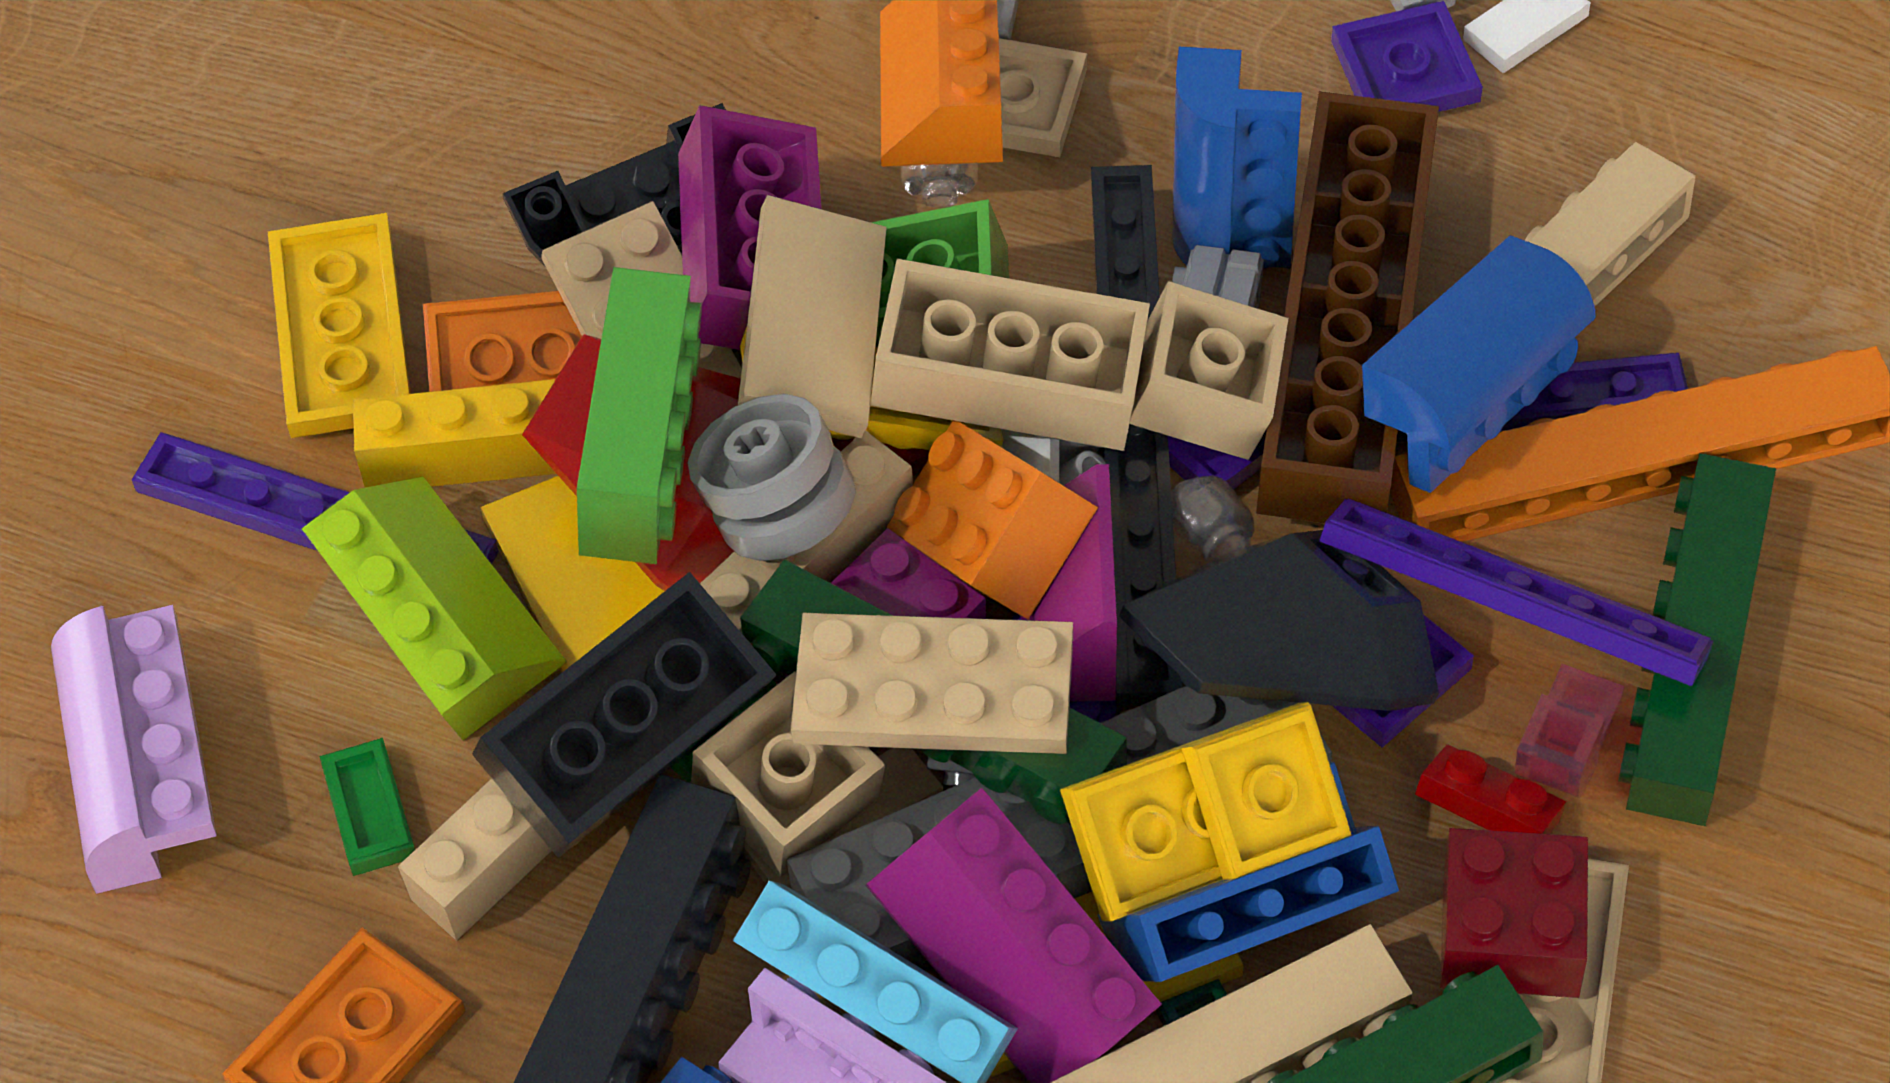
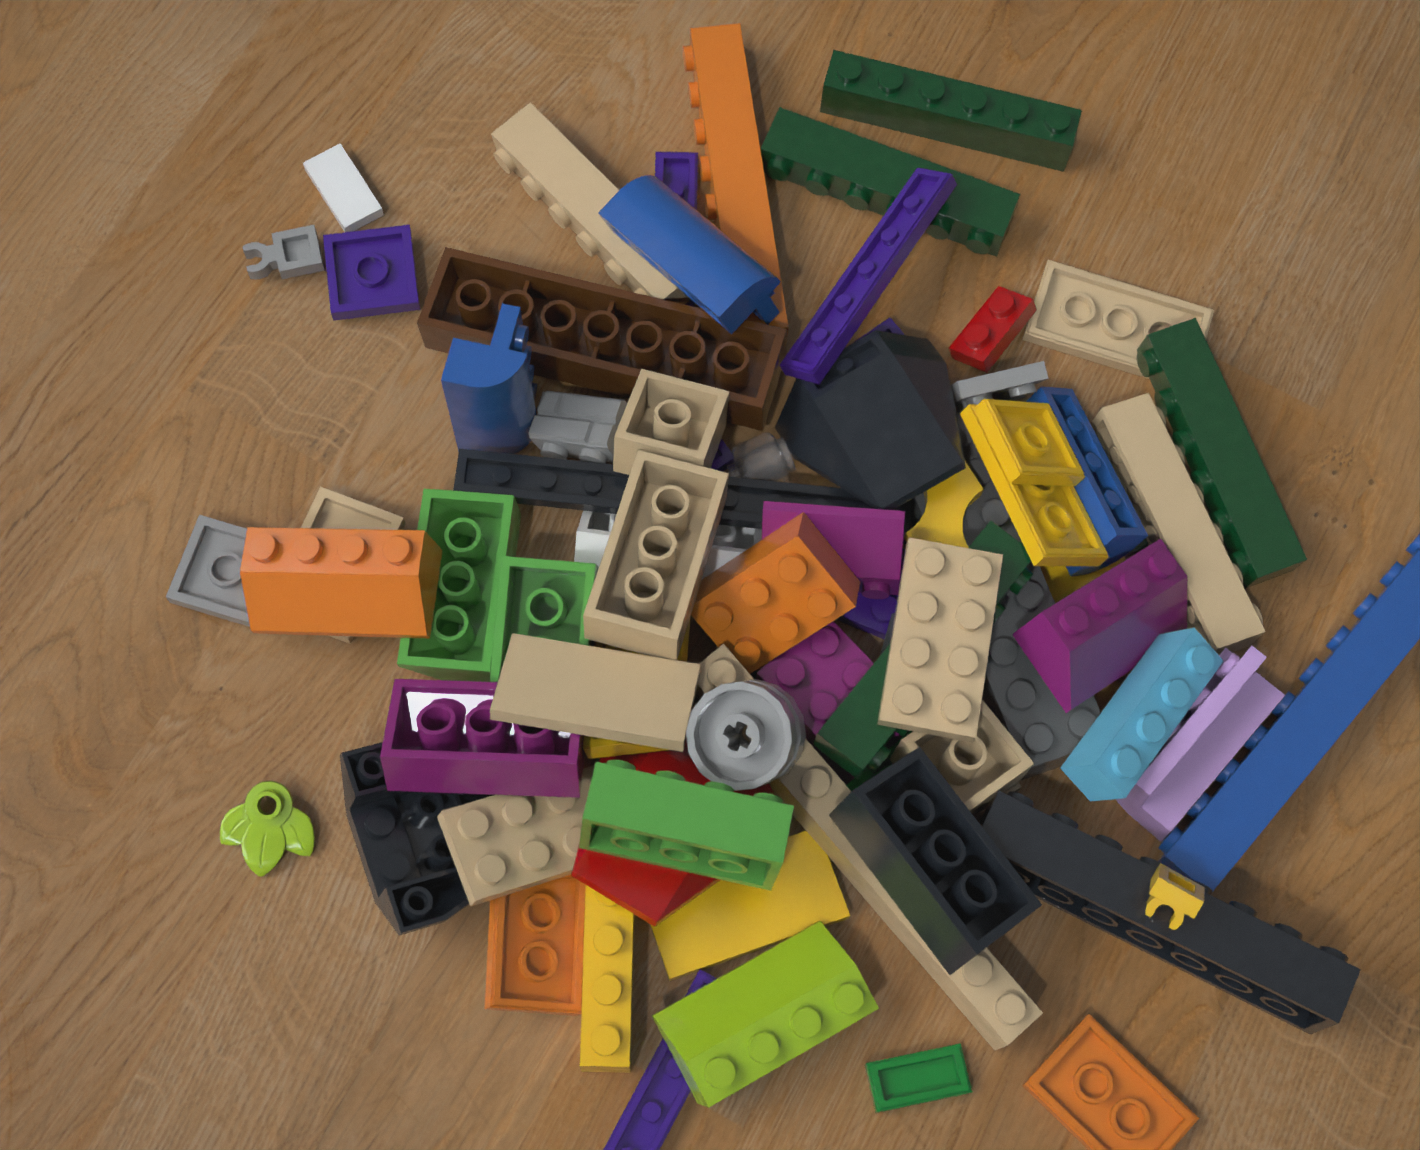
camera: 90 degrees left, 15 degrees up
(336, 320) = (473, 1084): yellow plate -> none
(597, 1005) = (1176, 891): none -> yellow tile
(643, 83) = (267, 835): none -> lime plate
(1036, 195) = (473, 536): none -> bright green slope
(1150, 710) = (945, 509): none -> yellow tile
(1374, 782) = (1006, 384): none -> light grey plate
(1518, 907) = (1097, 323): dark red brick -> none
(1568, 731) = (964, 276): clear pink brick -> none
(1846, 707) = (949, 110): none -> dark green brick

